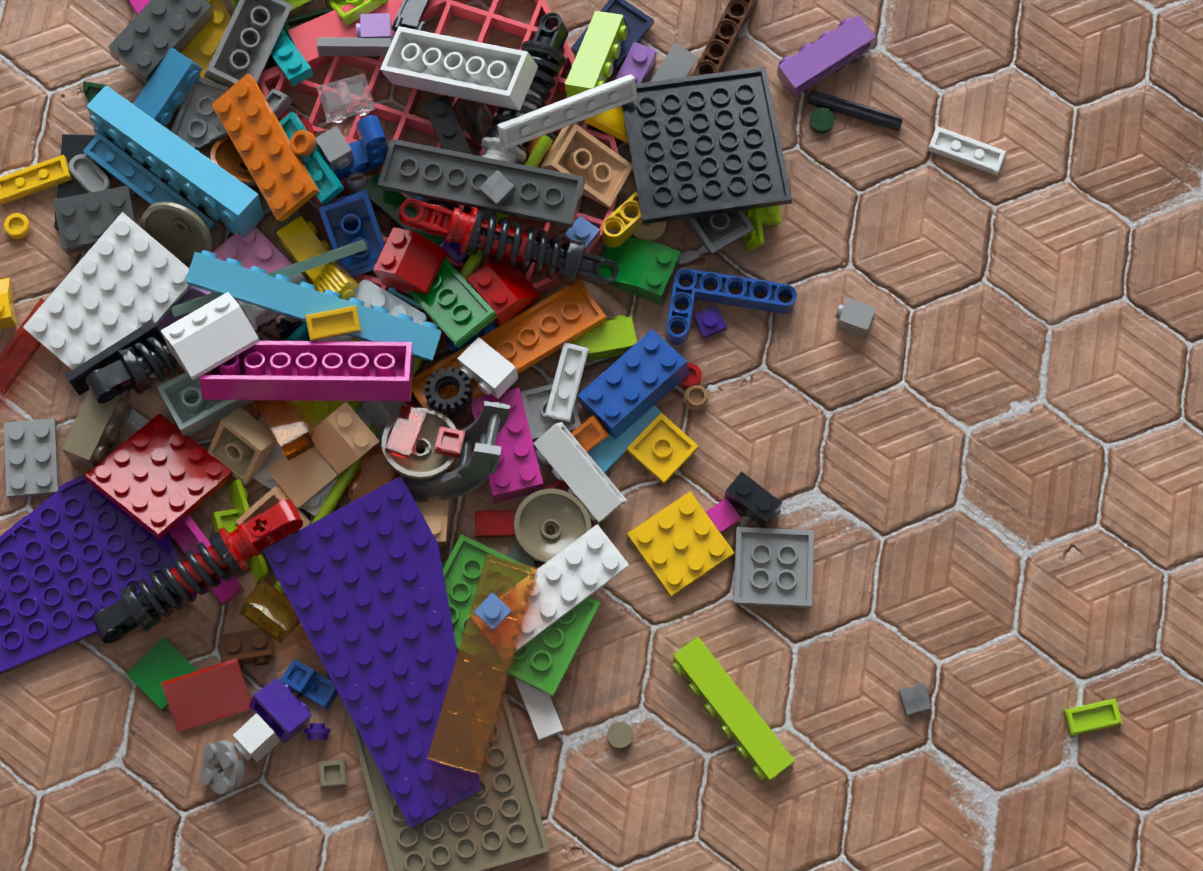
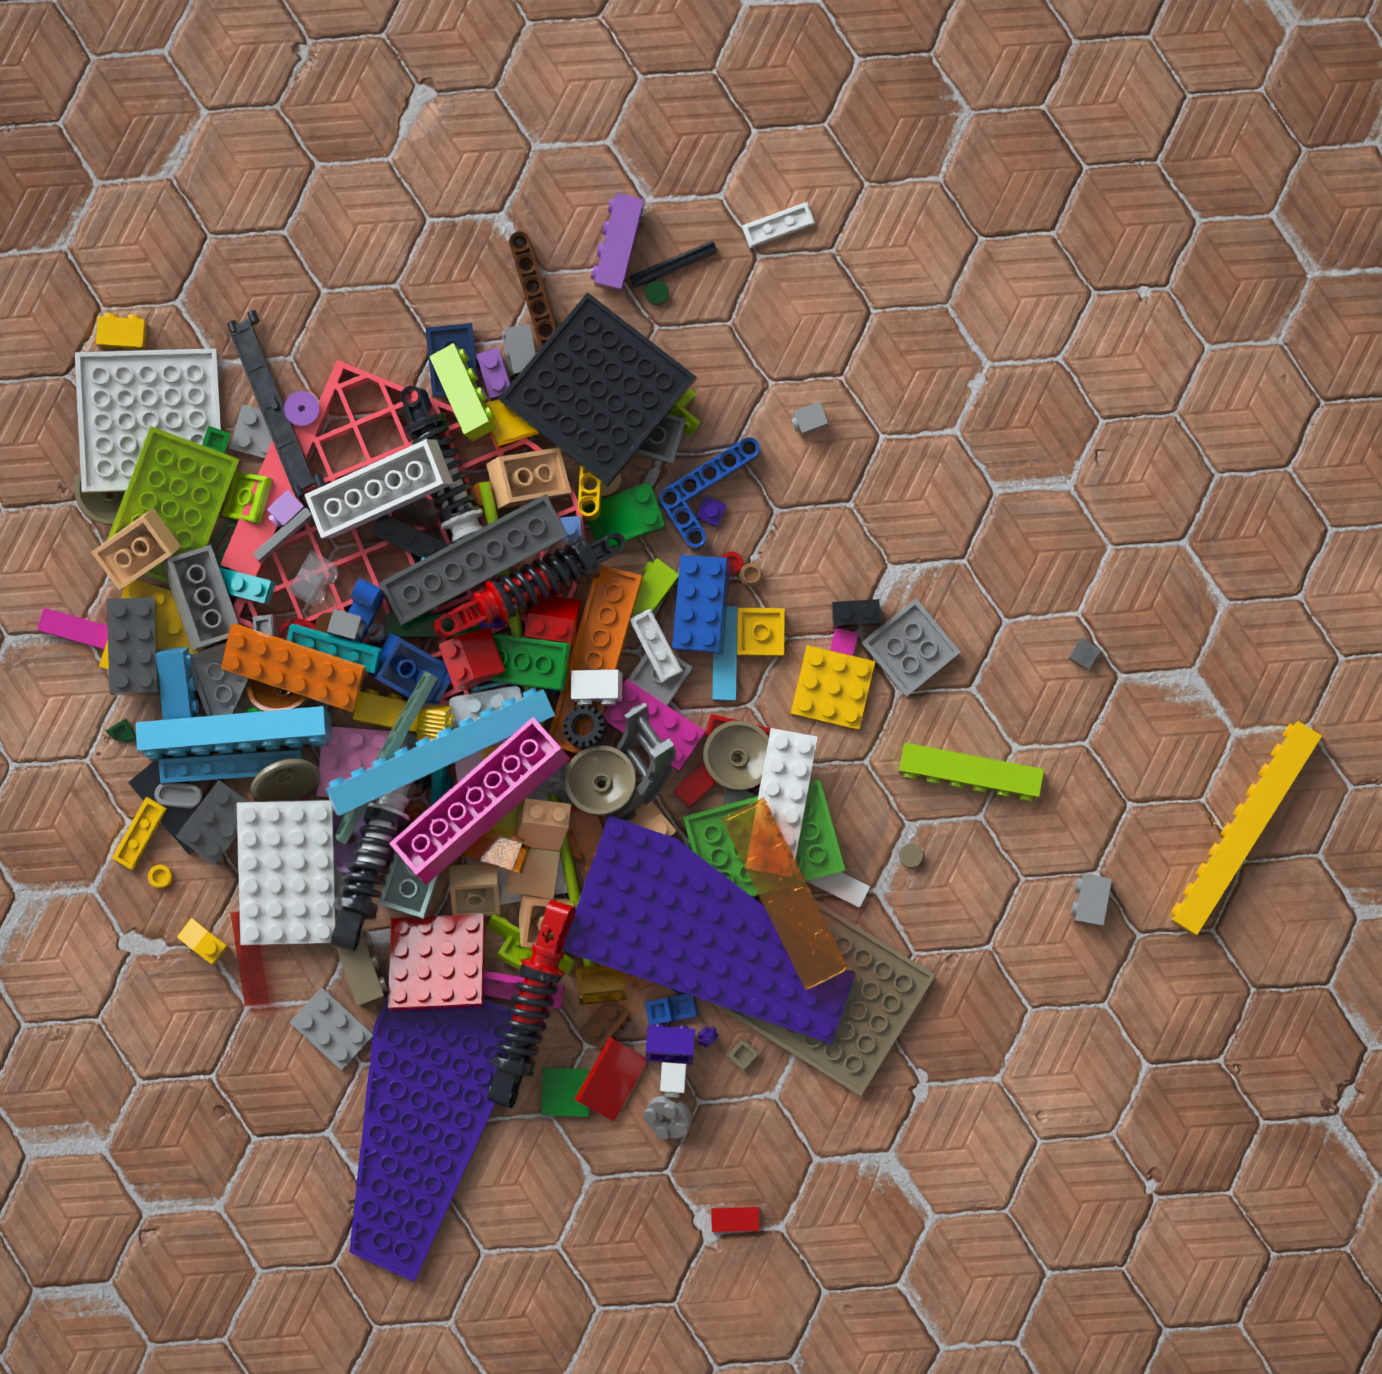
camera: 40 degrees left, 10 degrees up
(108, 356) = (329, 915): black plate -> none
(210, 336) = (394, 838): white slope -> none
(303, 143) = (321, 642): orange tile -> none
(333, 323) = (466, 752): yellow tile -> none
(406, 432) = (584, 782): clear red tile -> none
(449, 442) = (620, 762): tile -> none
(492, 611) = (761, 853): medium blue plate -> none
(497, 188) = (492, 555): flat silver tile -> none
(567, 112) = (486, 454): white tile -> none
(579, 471) = (721, 700): white brick -> none
(590, 433) = (701, 676): orange tile -> none
(1093, 717) = (1212, 559): lime tile -> none

